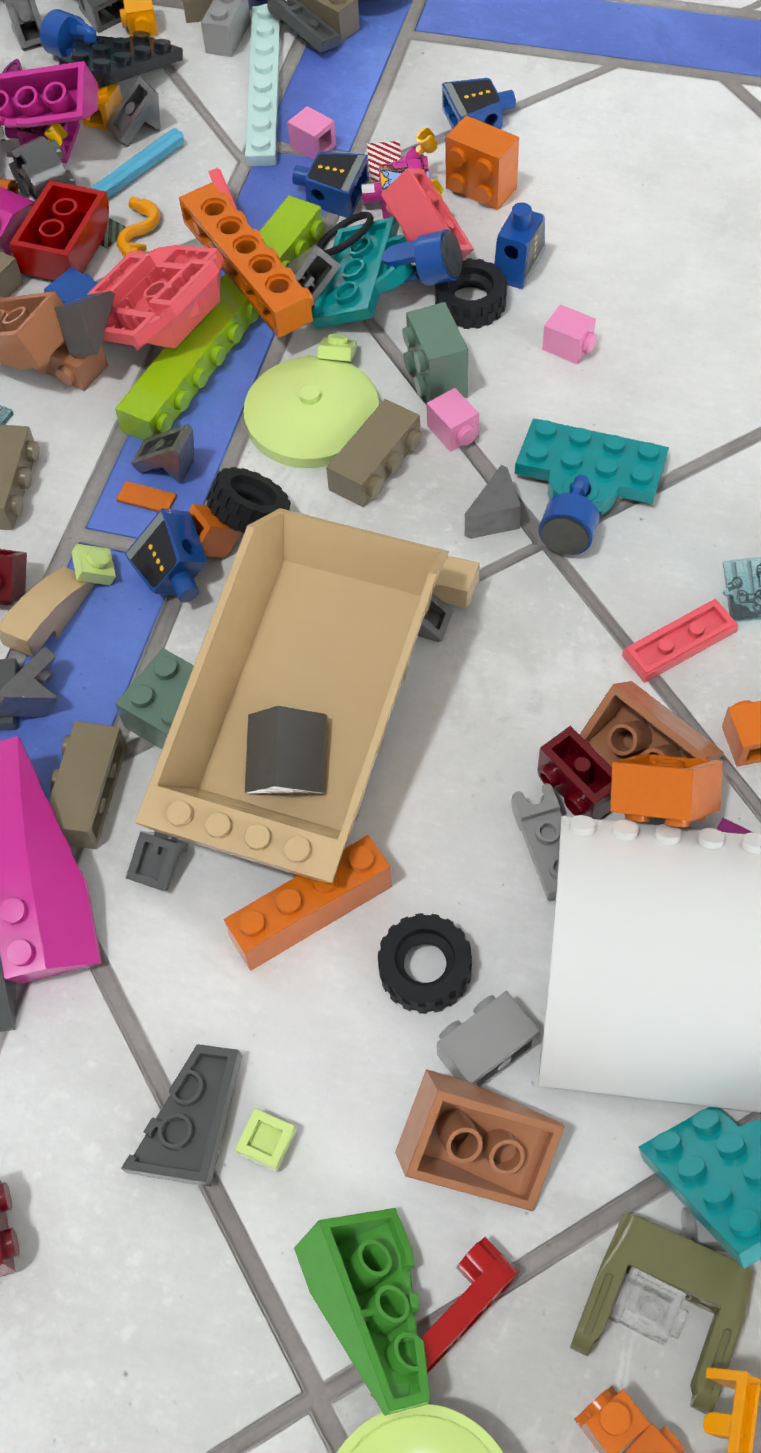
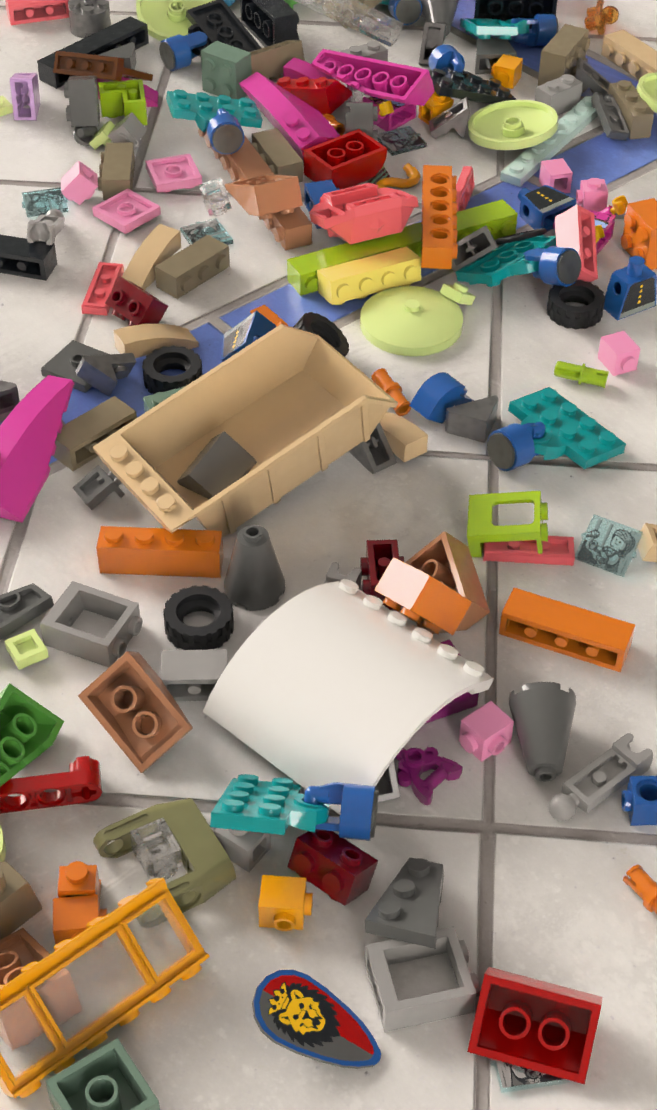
camera: 30 degrees right, 15 degrees down
(85, 322) = (305, 203): dark grey slope -> none
(93, 164) = (401, 140): none -> piece
(93, 564) = (202, 333): yellowish green plate -> none
(100, 615) = (166, 359): none -> black tyre
(140, 162) = (429, 149): medium azure axle -> none
(167, 450) = (300, 299): flat silver slope -> none
(212, 86) = (513, 124): none -> yellowish green dish
(223, 377) = (369, 275): none -> light yellow brick
(323, 1090) = (60, 635): none -> light grey window
(372, 520) = (393, 389): none -> orange pin
(374, 453) = (426, 356): dark tan brick -> none
(378, 140) = (592, 194): none -> bright pink brick
(435, 352) = (511, 320): sand green brick -> none
(440, 502) = (437, 394): none -> blue brick
(440, 866) = (254, 571): none -> dark grey cone
(453, 419) = (494, 362): bright pink brick -> none
(551, 382) = (581, 373): none -> lime axle
(621, 643) = (480, 525): none -> lime window

